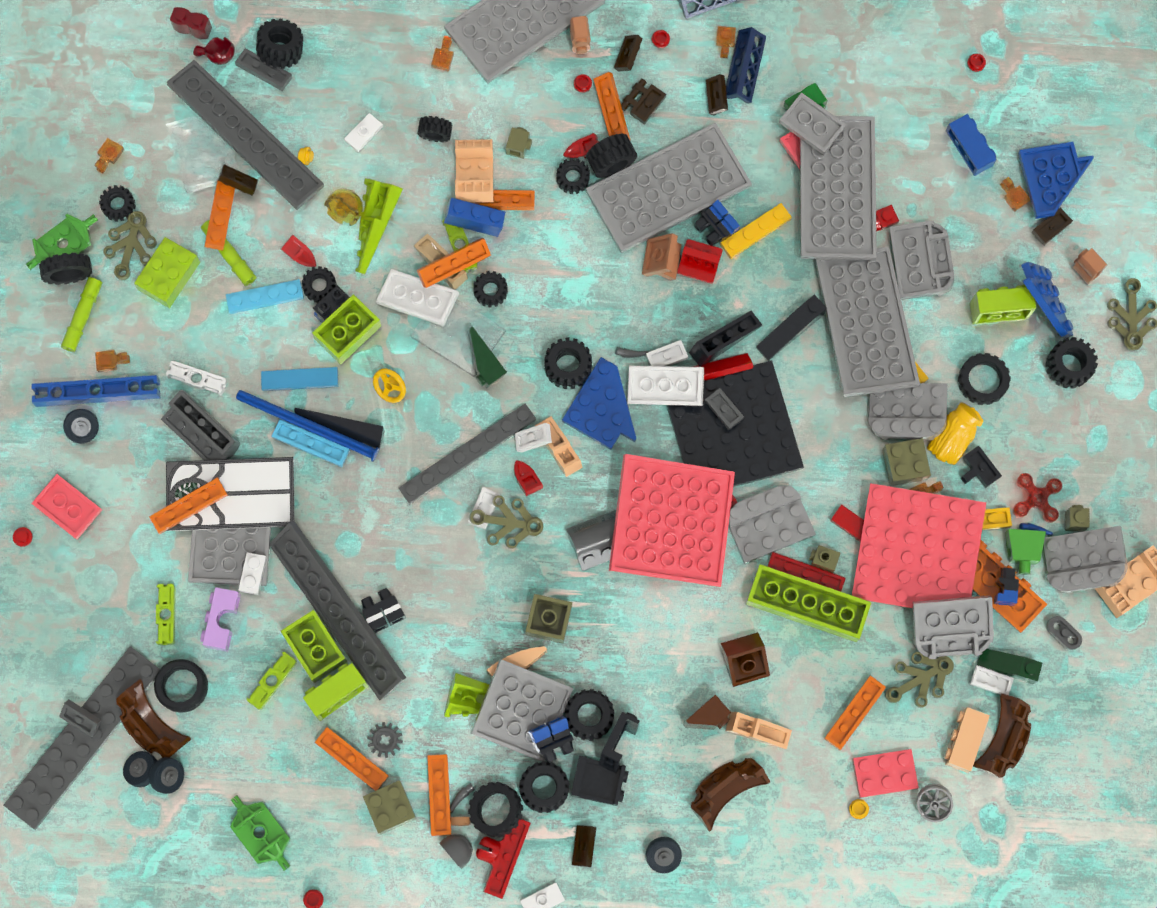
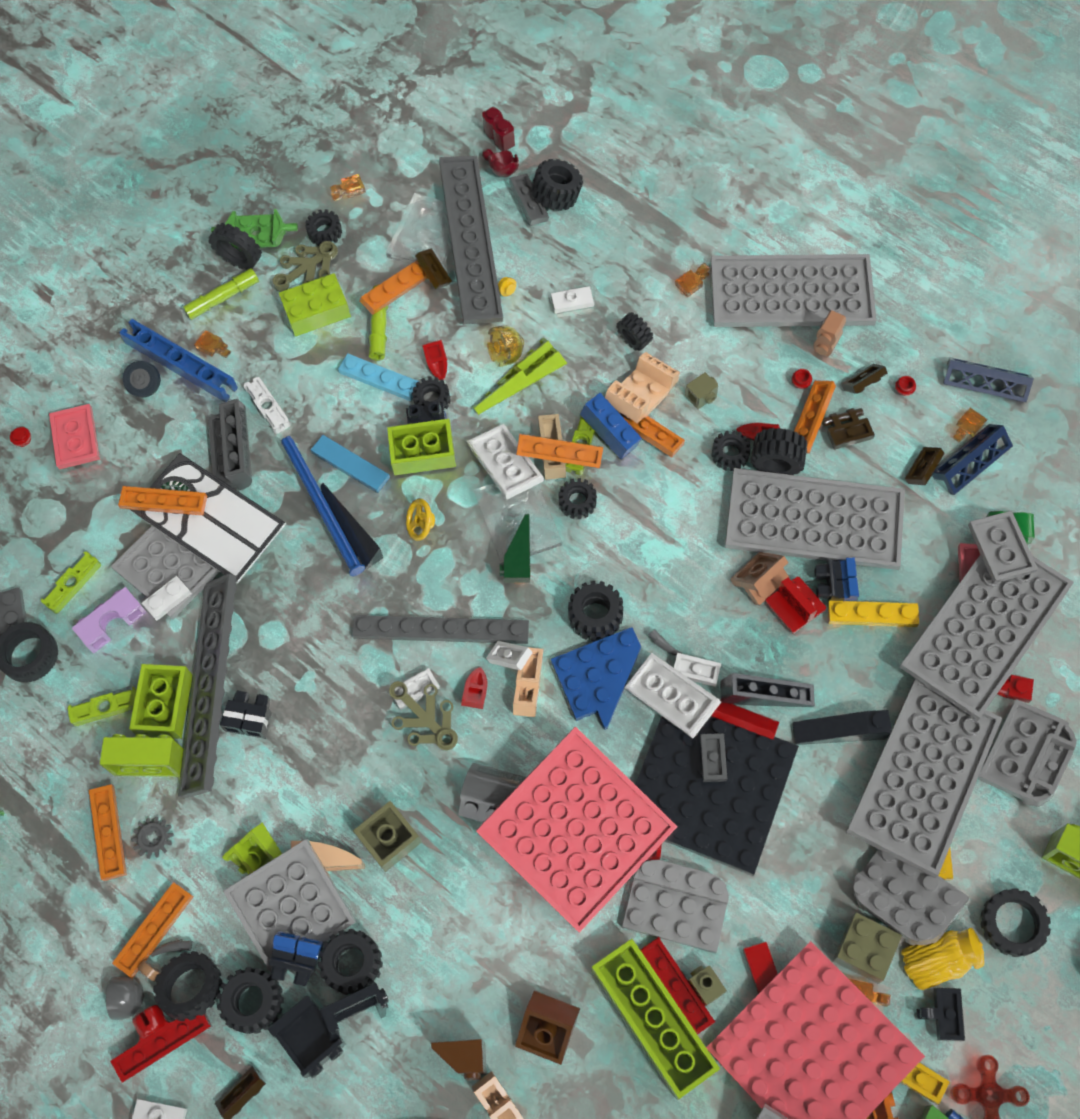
camera: 45 degrees right, 10 degrees down
(310, 443) = (312, 523): medium azure plate -> none
(389, 807) = (99, 905): olive brick -> none

